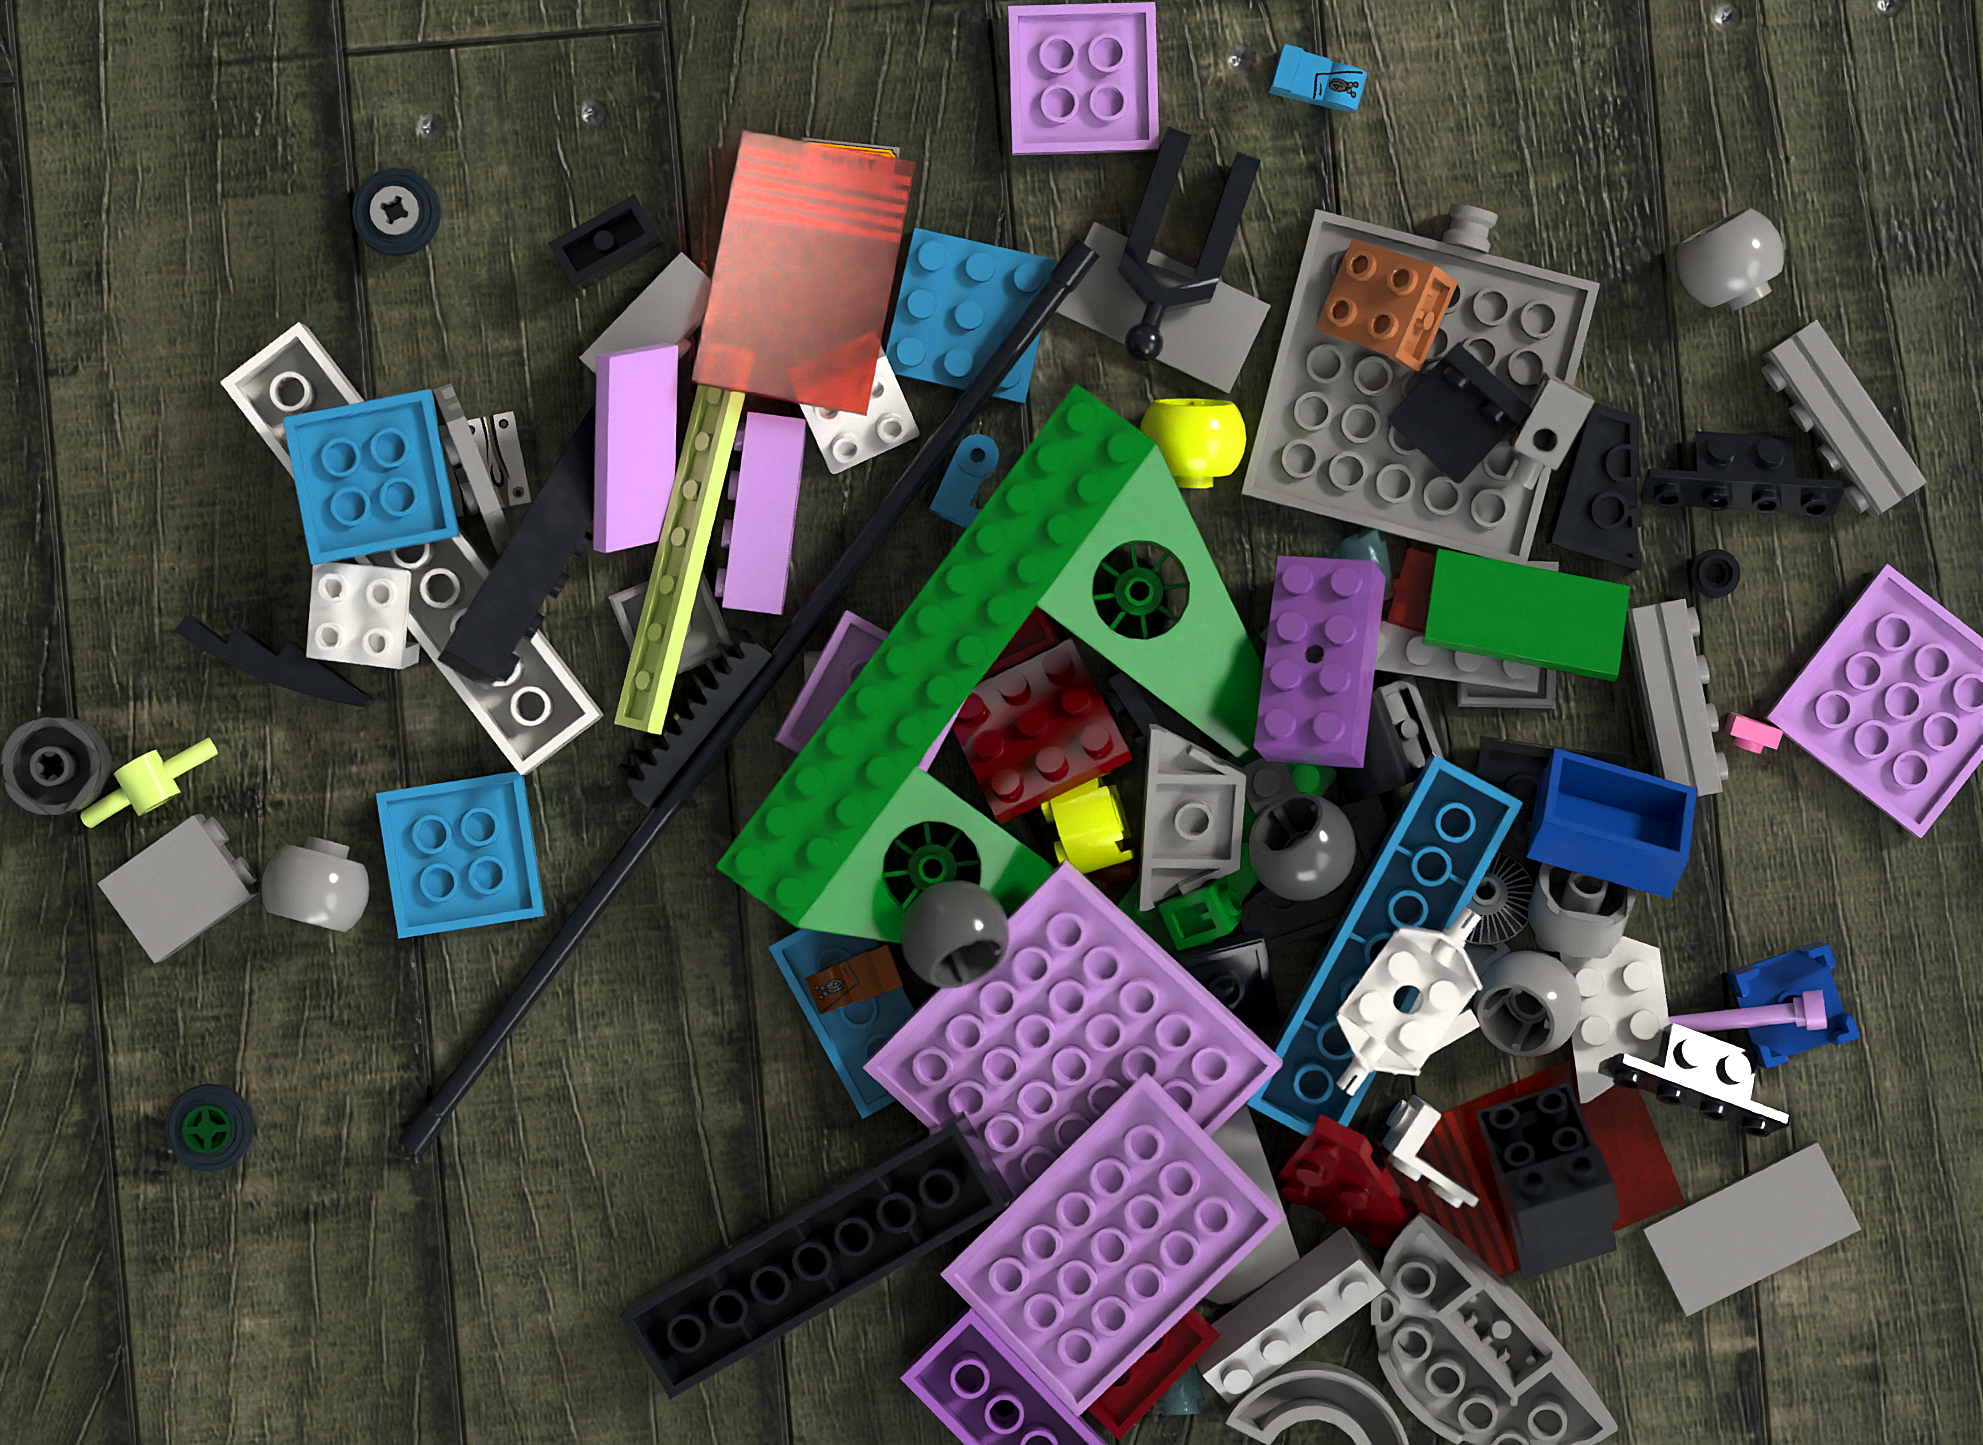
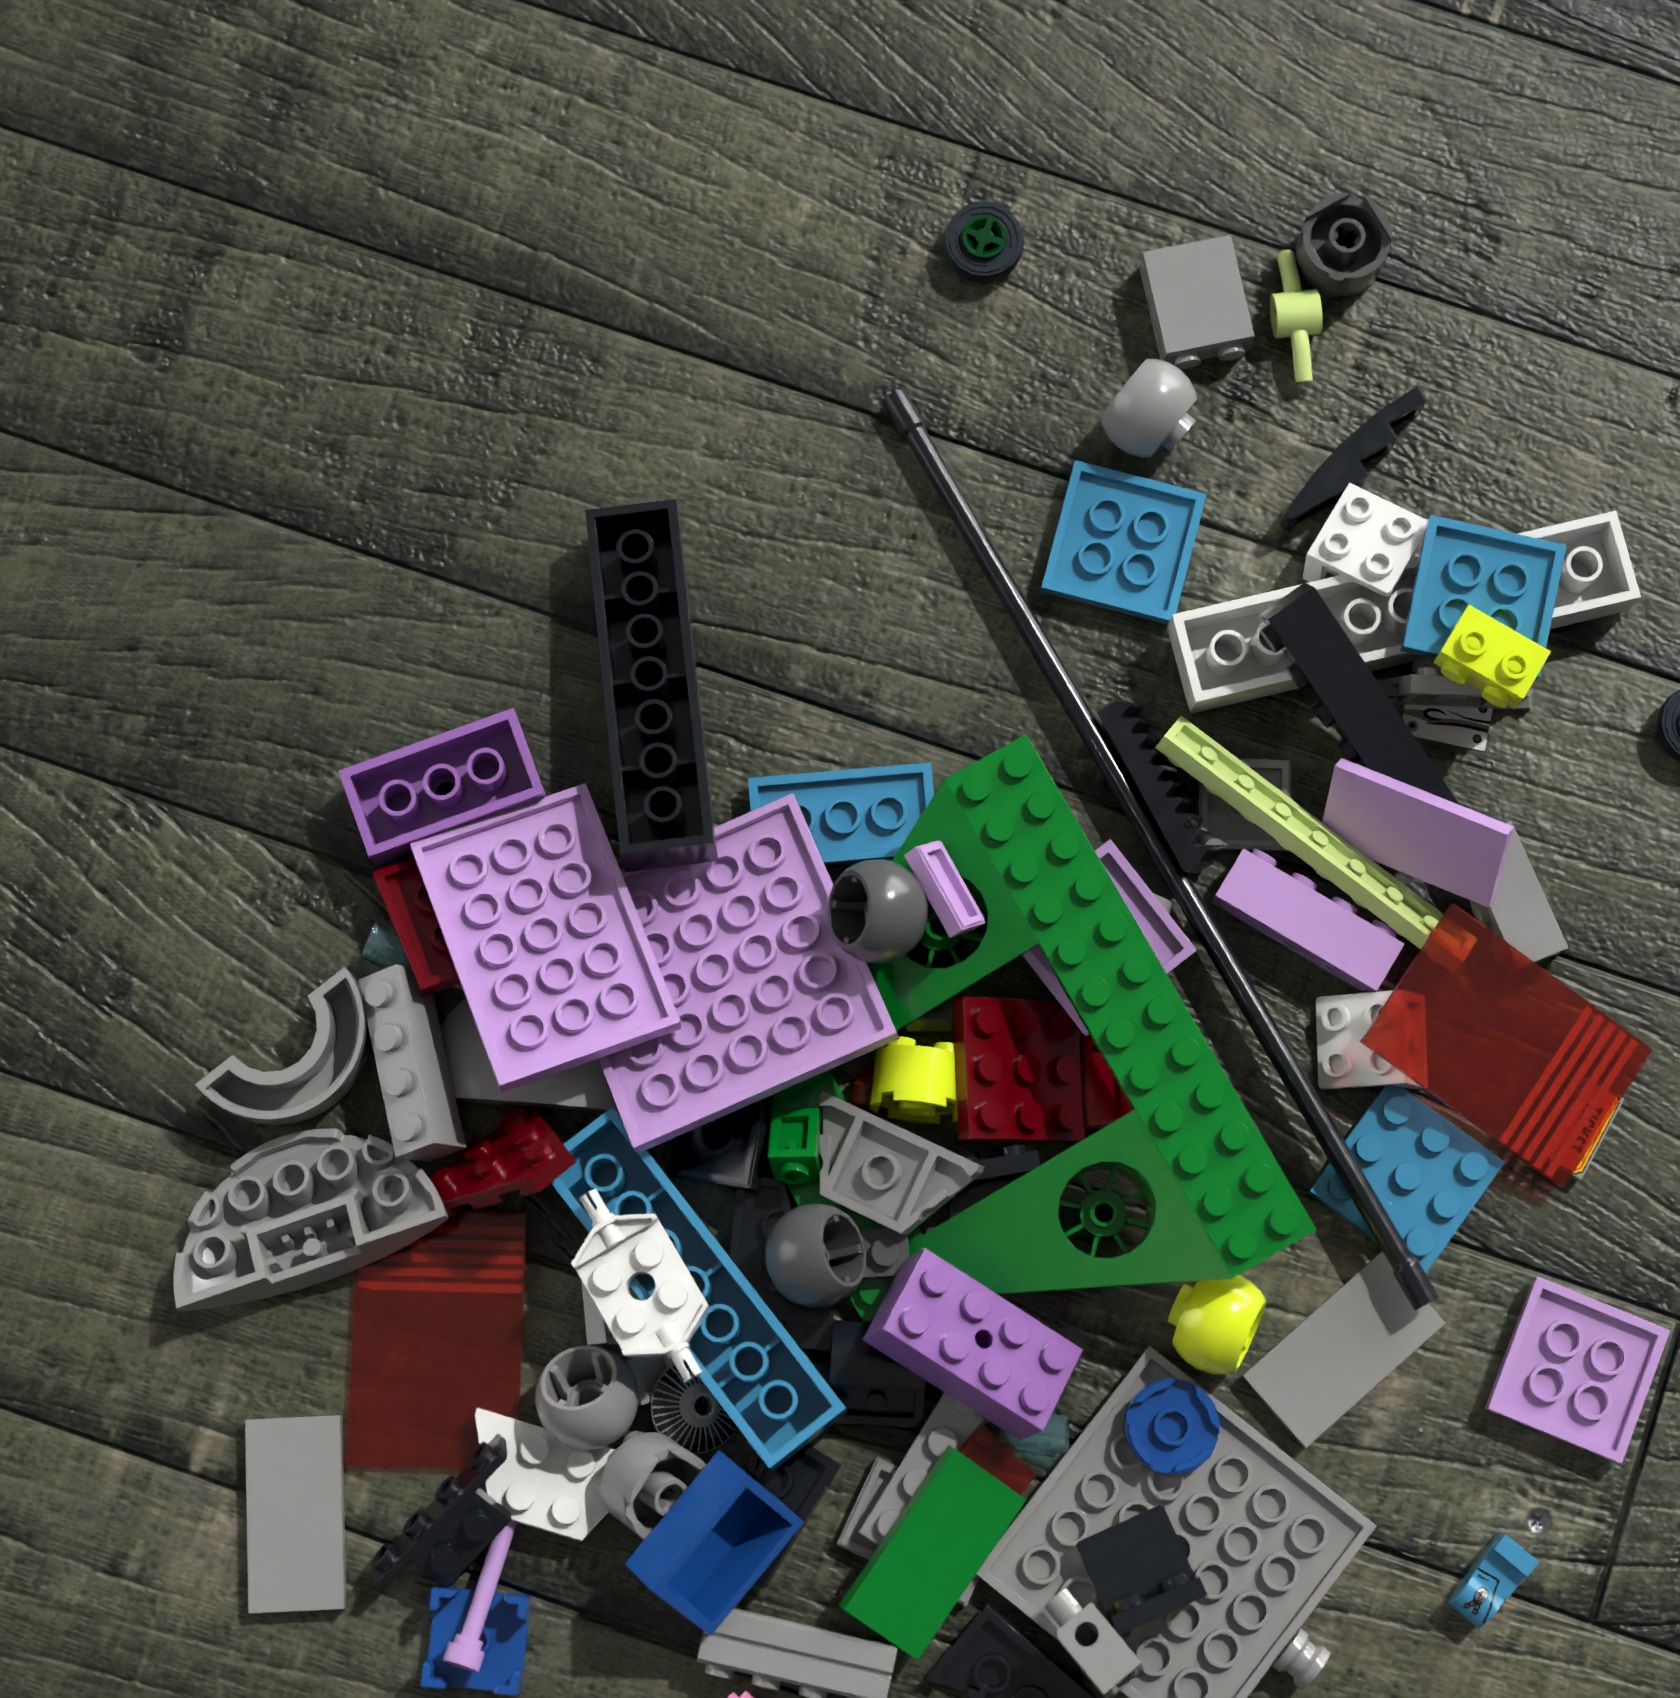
camera: 110 degrees right, 10 degrees down
(437, 445) = (1491, 658): none -> neon yellow brick
(605, 243) = (1601, 887): black brick -> none
(855, 979) = (871, 820): reddish brown leg -> none
(904, 879) = (945, 888): none -> lavender tile
(972, 462) = (1268, 1109): dark azure leg -> none
(1160, 287) = (1361, 1356): black piece -> none
(1309, 455) = (1160, 1418): none -> blue tile
(1387, 303) = (1265, 1551): nougat bracket -> none
(1409, 1129) = (527, 1242): white bracket -> none
(1549, 1180) = (424, 1341): black brick -> none

